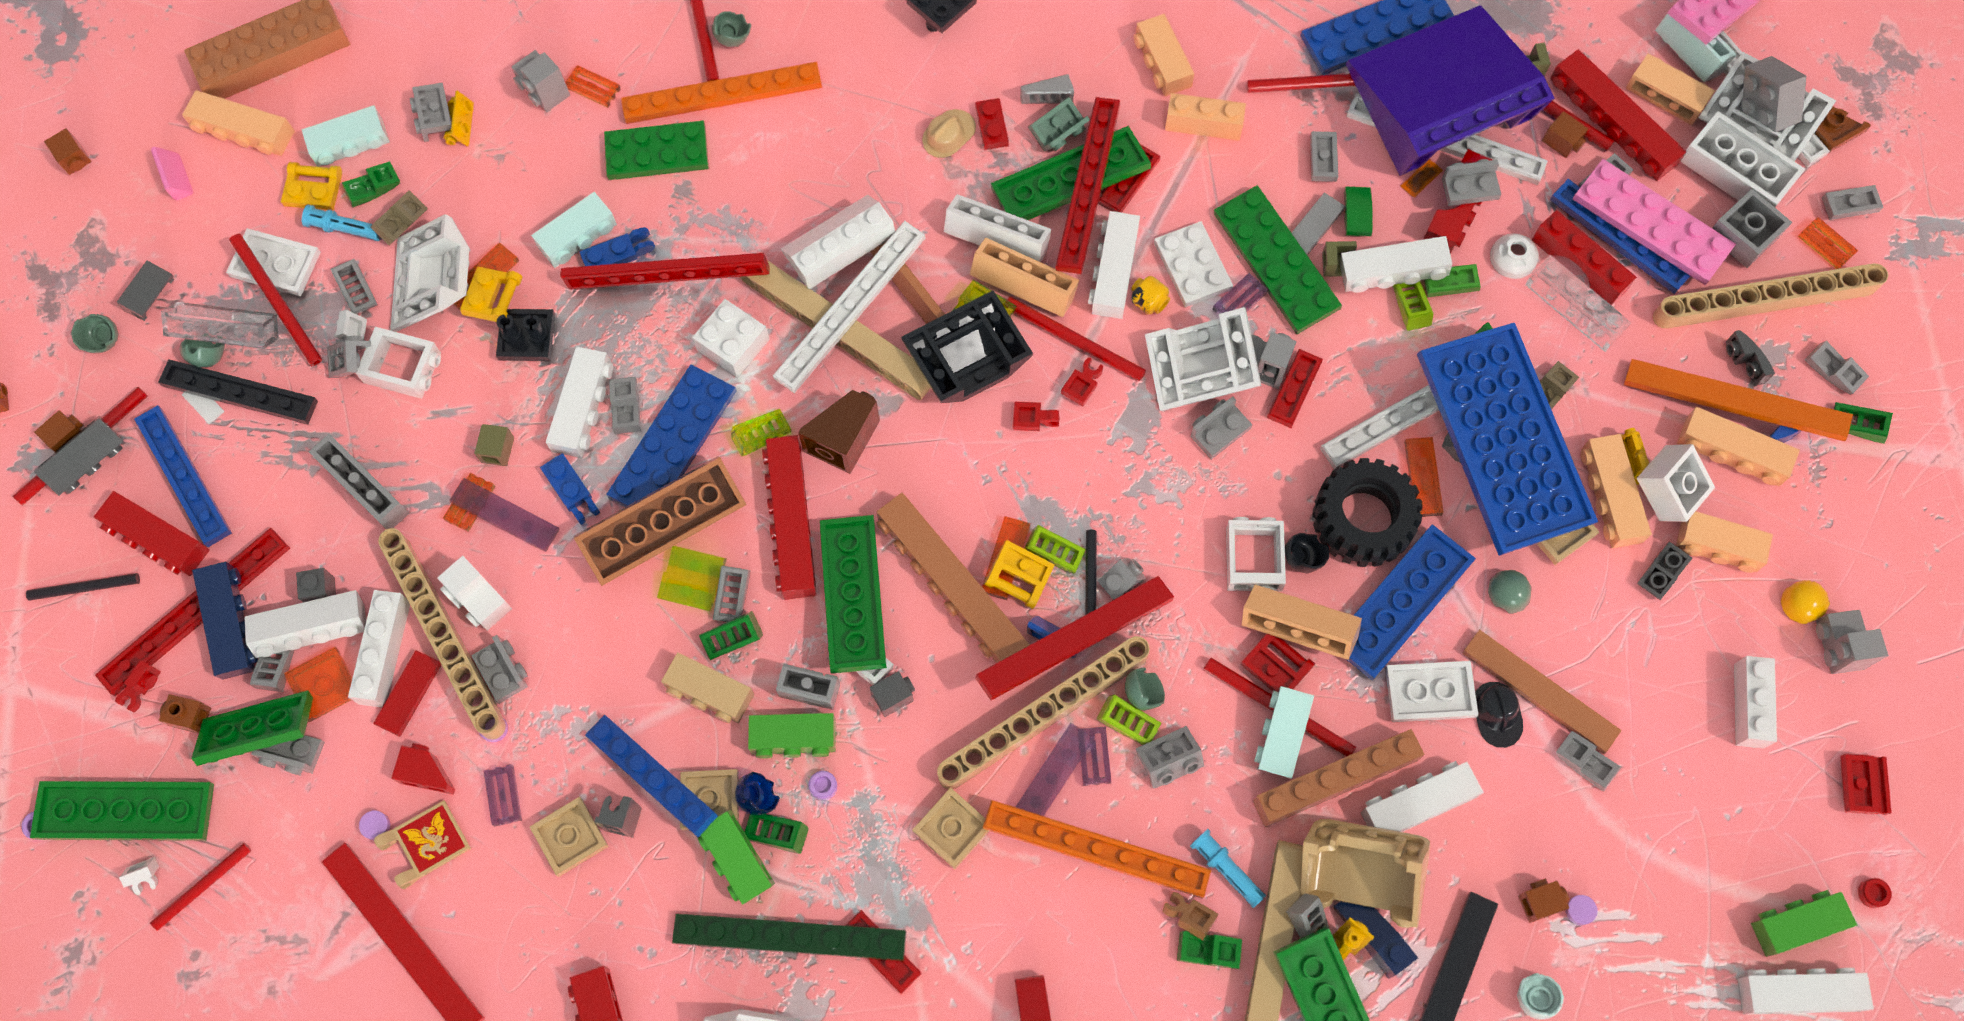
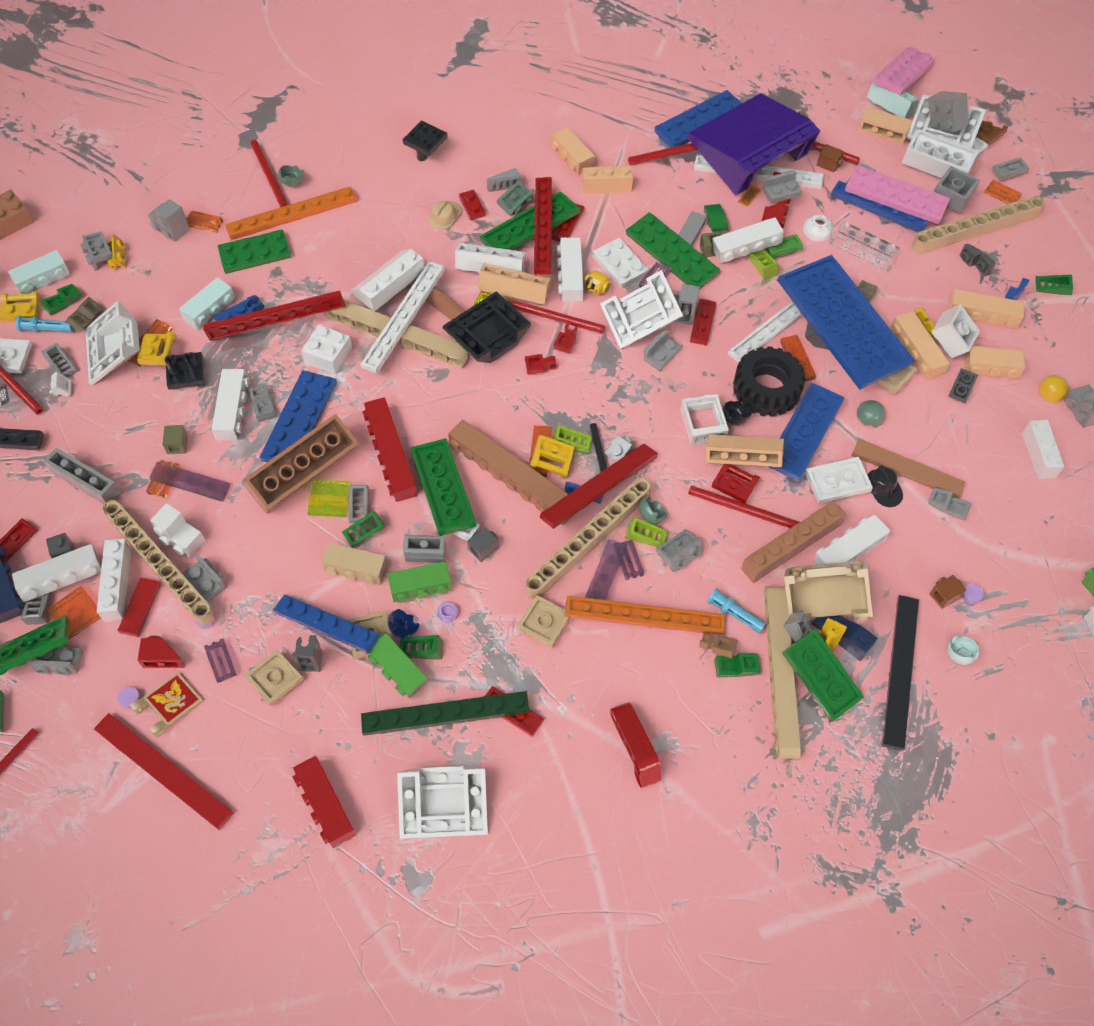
camera: 15 degrees left, 10 degrees down
(343, 356) = (60, 400): light grey bracket -> none
(375, 355) = (81, 396): white window -> none
(568, 486) = (232, 457): blue hinge -> none
(755, 443) = (346, 405): clear neon green slope -> none
(841, 430) = (413, 390): reddish brown slope -> none
(1284, 731) = (751, 518): light aqua brick -> none
(1324, 156) = (686, 191): light grey plate -> none
(1605, 274) = (850, 212): red arch -> none
(1617, 115) = (859, 143): red brick -> none
(1739, 400) = (978, 281): orange tile -> none
(1834, 368) = (1029, 259): light grey slope -> none

